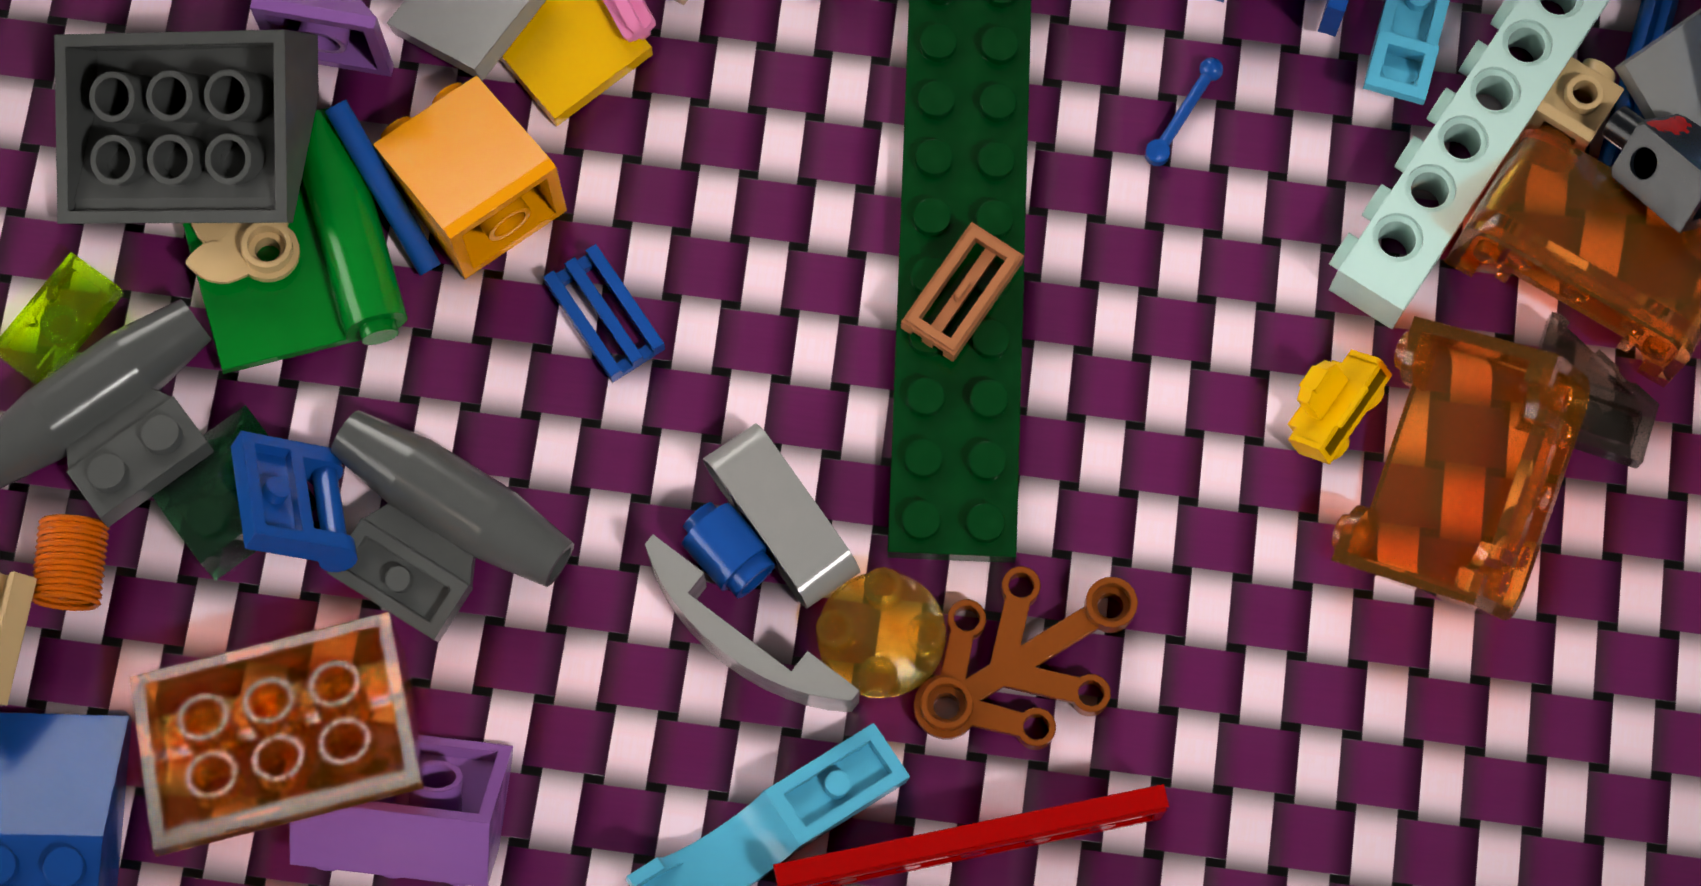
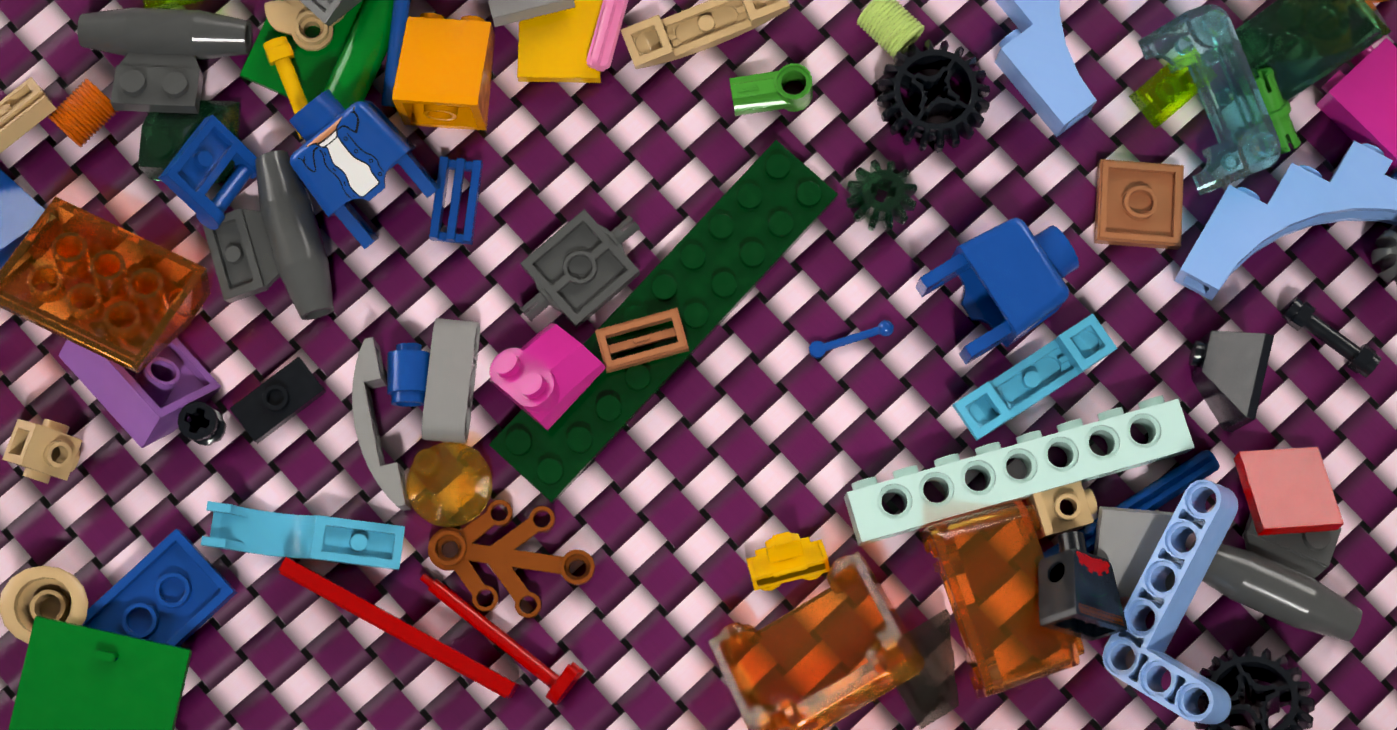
camera: 40 degrees right, 5 degrees up
(253, 306) = (280, 54): none -> yellow bar
(452, 349) = (350, 156): none -> blue piece
(513, 797) = (201, 411): none -> black bush
(595, 705) = (277, 400): none -> black plate
(817, 273) = (580, 268): none -> dark grey plate
(886, 416) = (545, 374): none -> dark pink slope
(1207, 752) = (558, 685): none -> red piece

